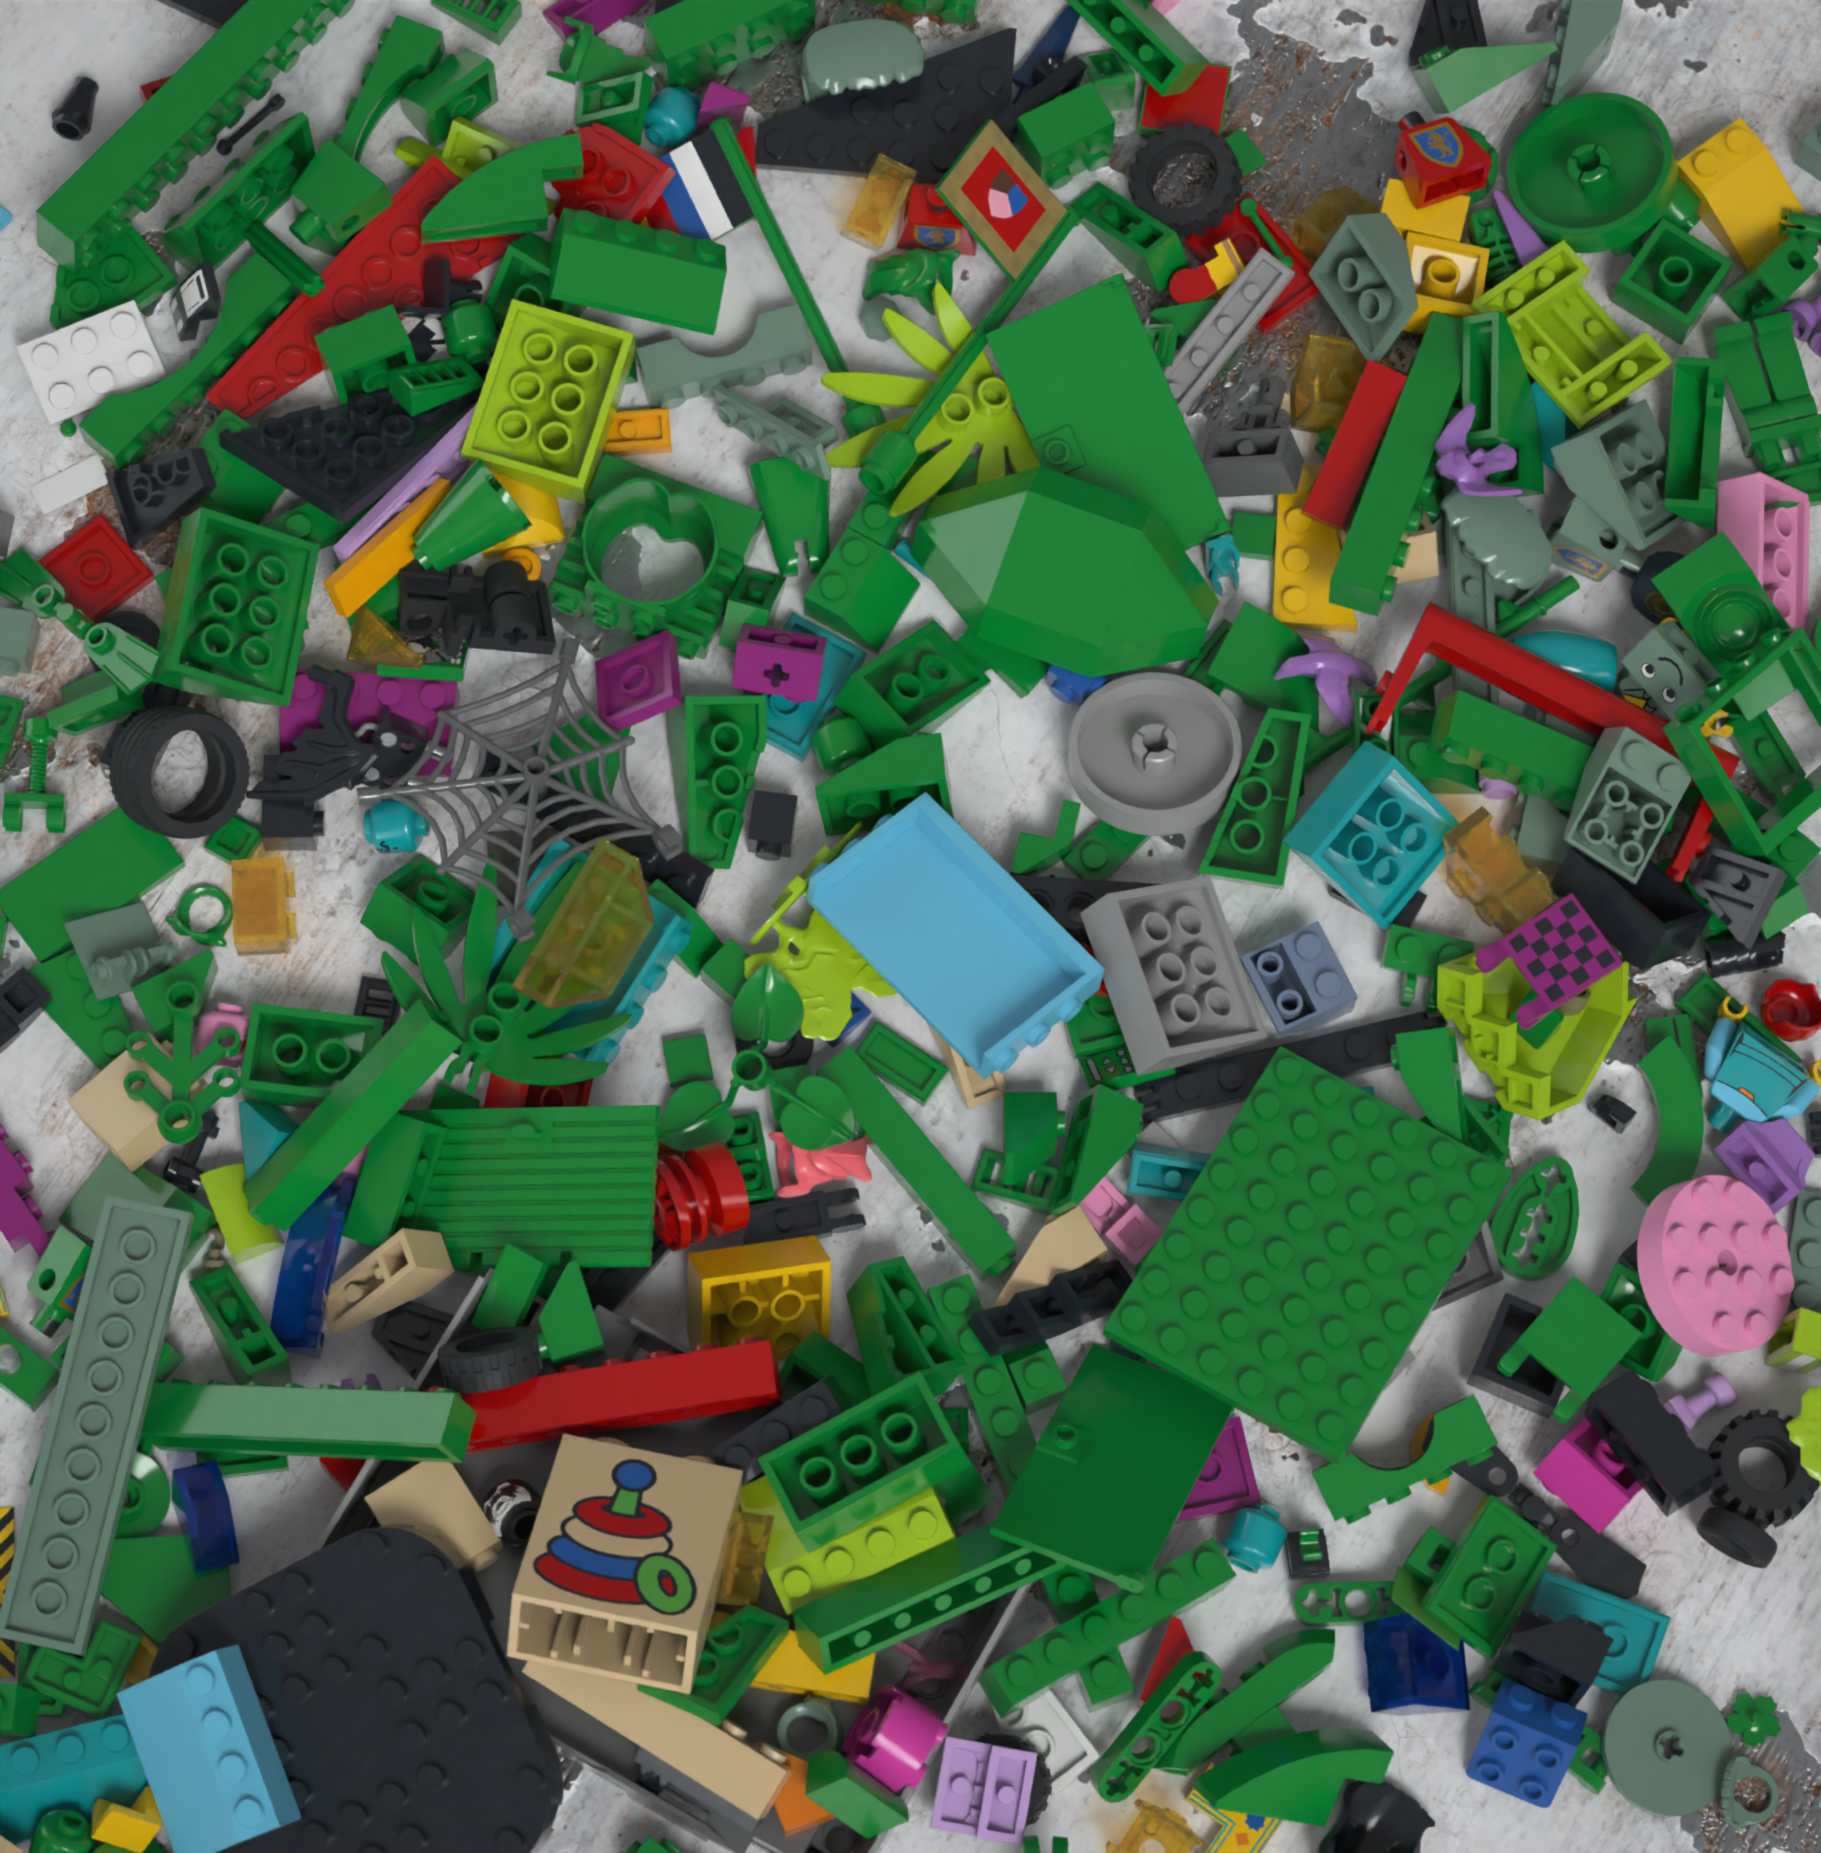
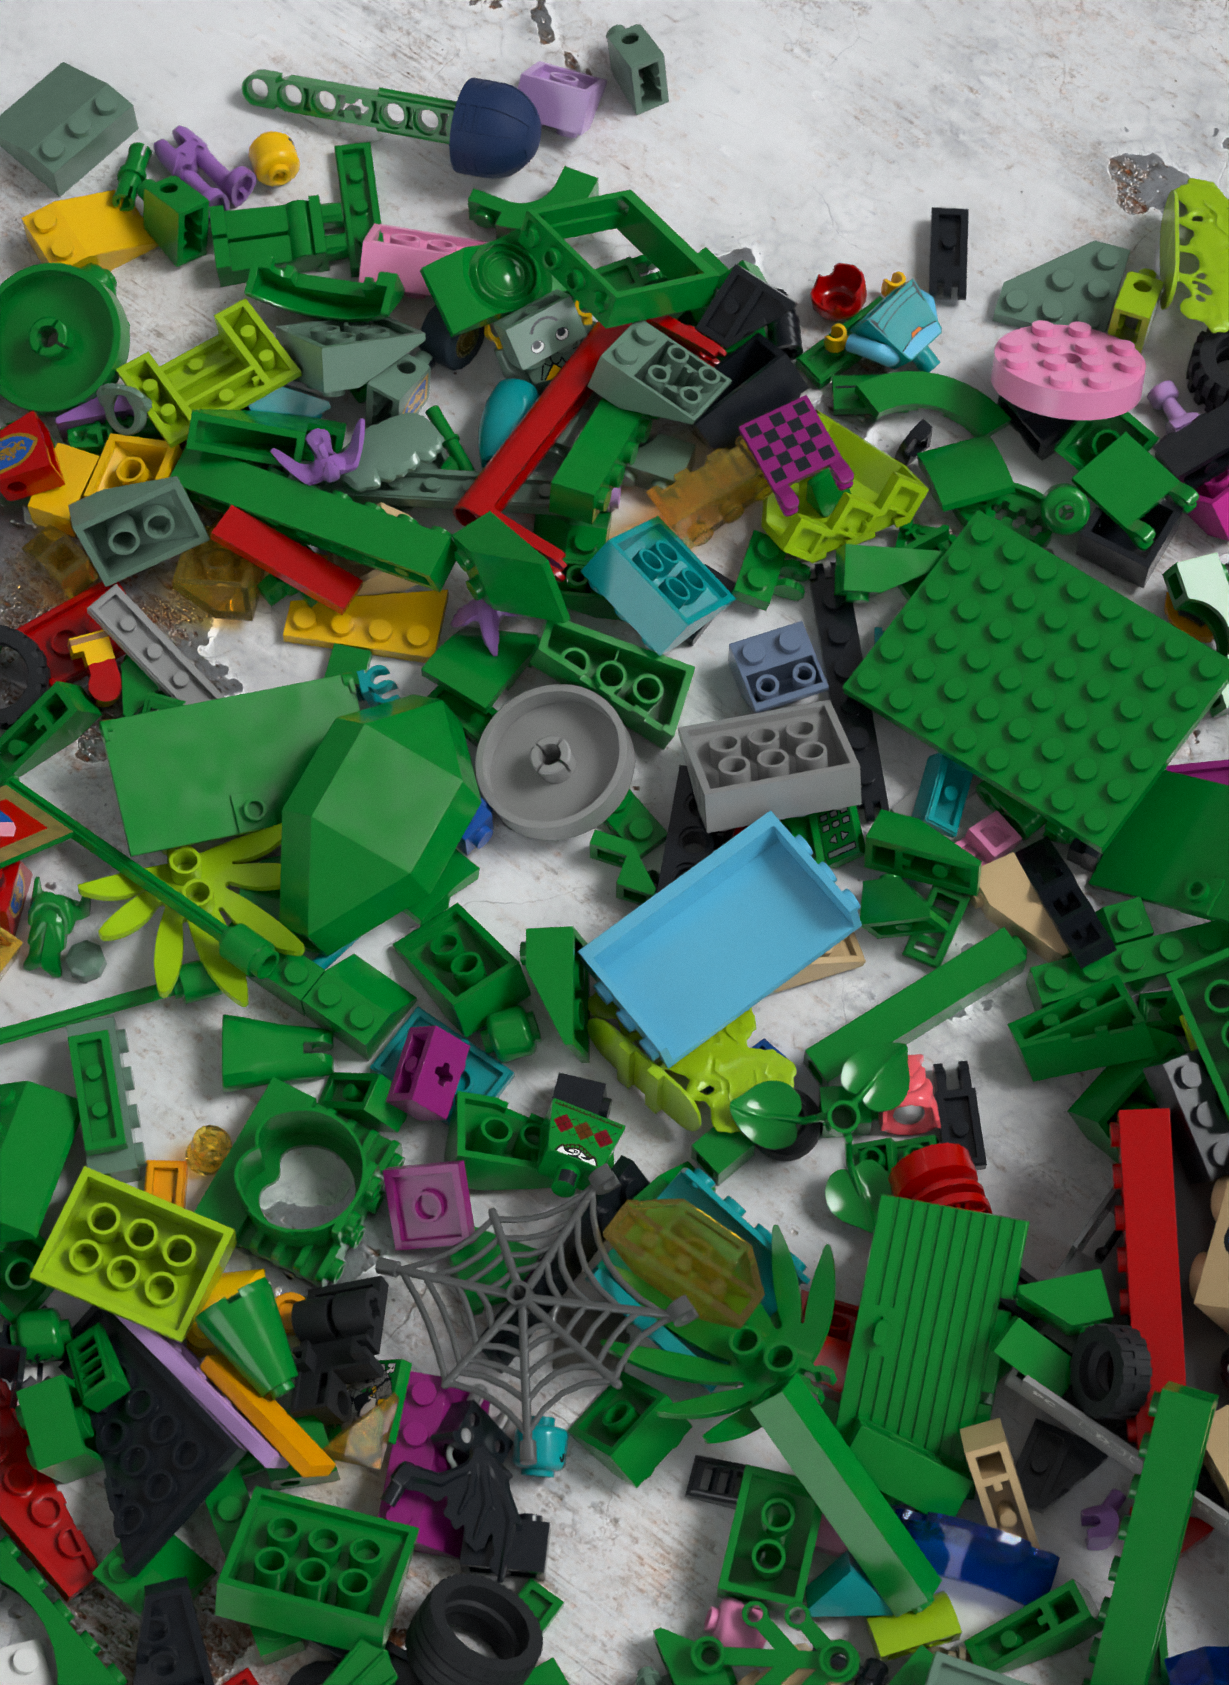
camera: 80 degrees left, 5 degrees down
(213, 936) = (628, 1635): green piece -> none
(262, 906) = (608, 1581): clear yellow brick -> none
(688, 1060) = (796, 1203): green tile -> none
(689, 462) = (206, 1140): none -> clear yellow wheel
(712, 819) = (574, 1146): none -> green torso
(721, 340) = (97, 1092): none -> green plate
(759, 1291) = (1037, 1159): yellow wedge -> none
(781, 427) = (195, 1045): sand green bracket -> none
(901, 1063) = (816, 1016): green tile -> none
(1248, 209) = (32, 629): green hinge -> none
(1257, 452) = (276, 647): dark grey brick -> none
(1356, 659) = (507, 571): none -> green slope
(1522, 261) = (107, 397): none -> sand green piece
(1536, 1274) = (1056, 498): none -> green head
(1576, 1167) = (966, 472): none -> green slope
(1672, 281) = (165, 295): green brick -> none
(1768, 1160) = (972, 327): medium lavender slope -> none

